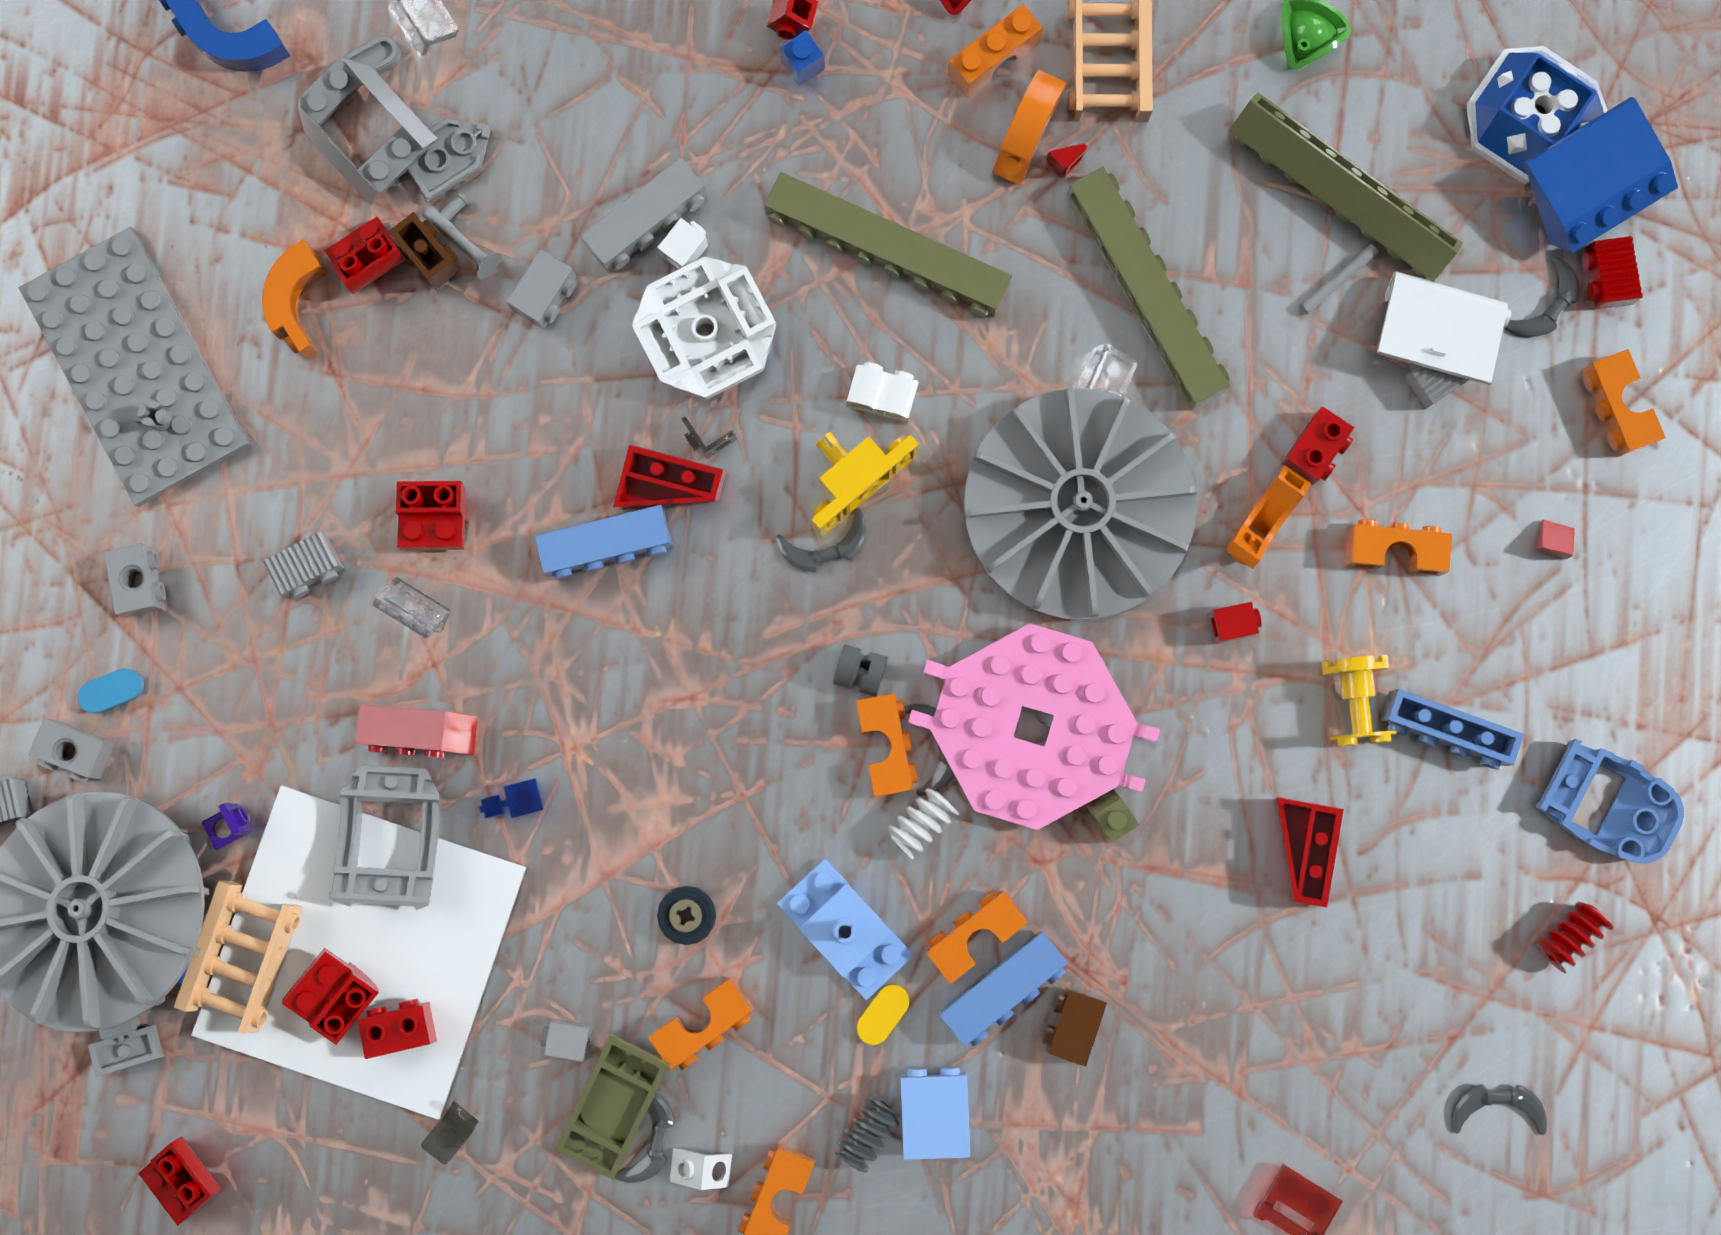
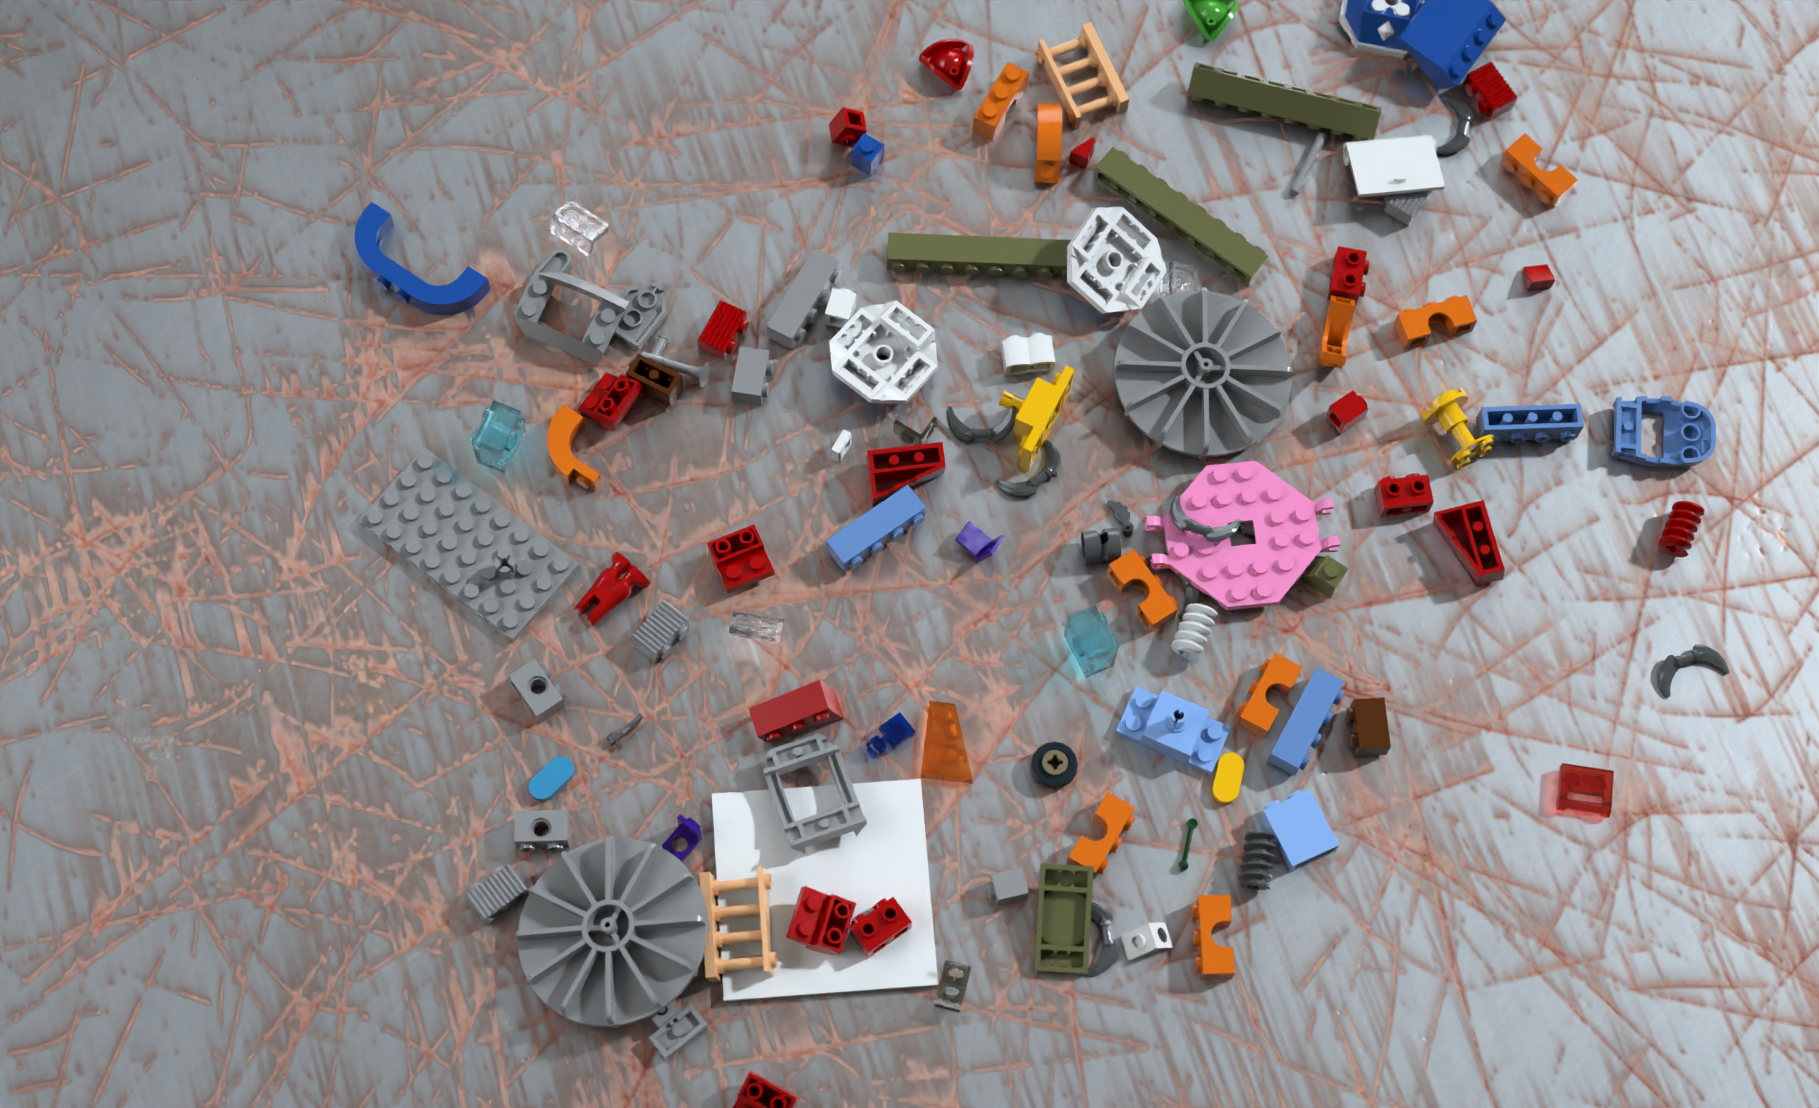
camera: 30 degrees left, 15 degrees down
(202, 671) = (614, 738): none -> dark grey piece
(212, 250) = (498, 436): none -> clear light blue brick
(266, 491) = (609, 591): none -> red piece
(534, 218) = (723, 330): none -> red brick
(571, 837) = (944, 745): none -> clear orange wing
(610, 420) = (841, 446): none -> white tile
(718, 605) = (977, 542): none -> dark purple bracket
(768, 464) = (967, 434): none -> dark grey piece
(792, 787) = (1091, 641): none -> clear light blue brick
(816, 1051) = (1191, 824): none -> dark green hinge
(906, 637) = (1122, 514): none -> dark grey piece
(994, 716) = (1211, 534): none -> dark grey piece
(1058, 336) = (1133, 255): none -> white piece
(1254, 754) = (1403, 495): none -> red brick

